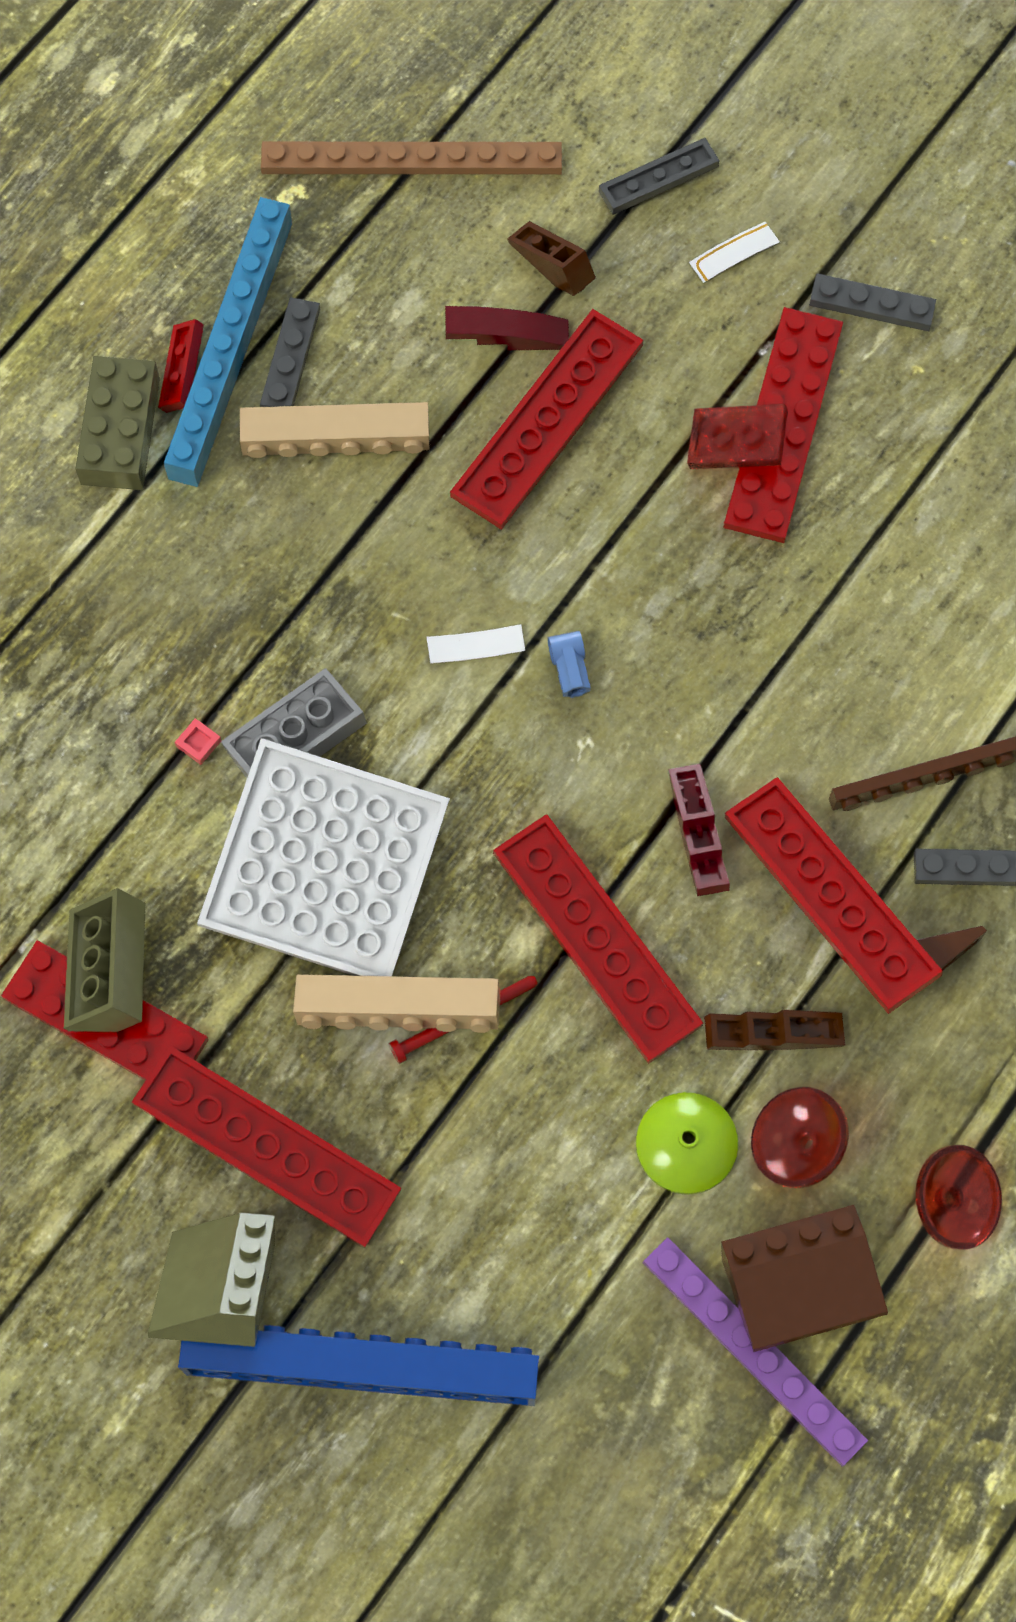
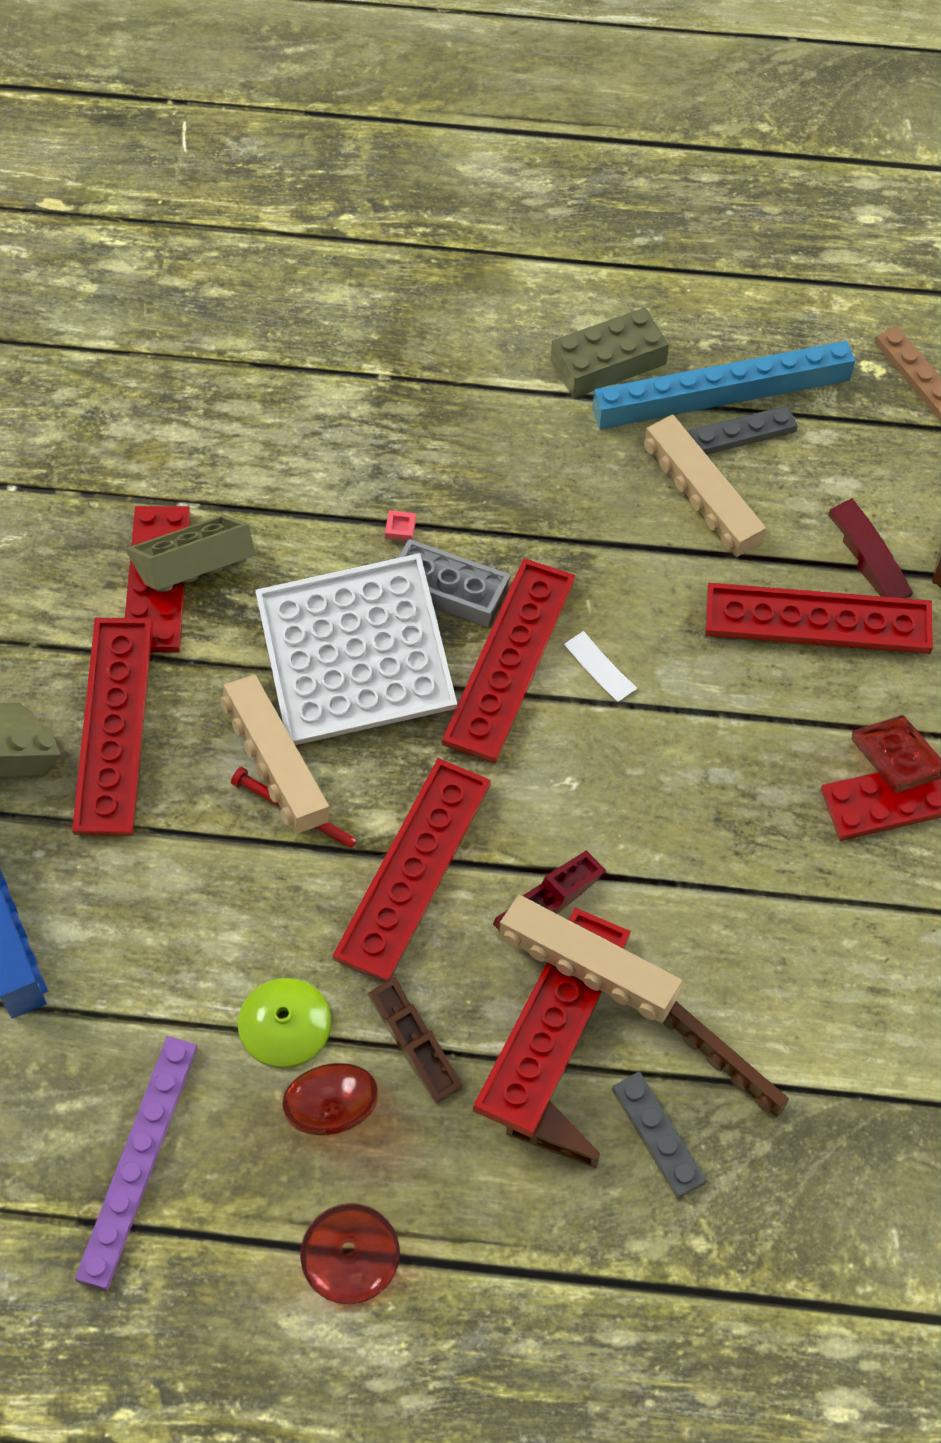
camera: 60 degrees right, 10 degrees down
(180, 365) = (692, 362): red plate -> none
(420, 723) = (508, 661): none -> red plate
(568, 655) = (631, 730): medium blue piece -> none
(796, 827) = (590, 959): none -> tan brick
(803, 1278) = (213, 1162): reddish brown slope -> none

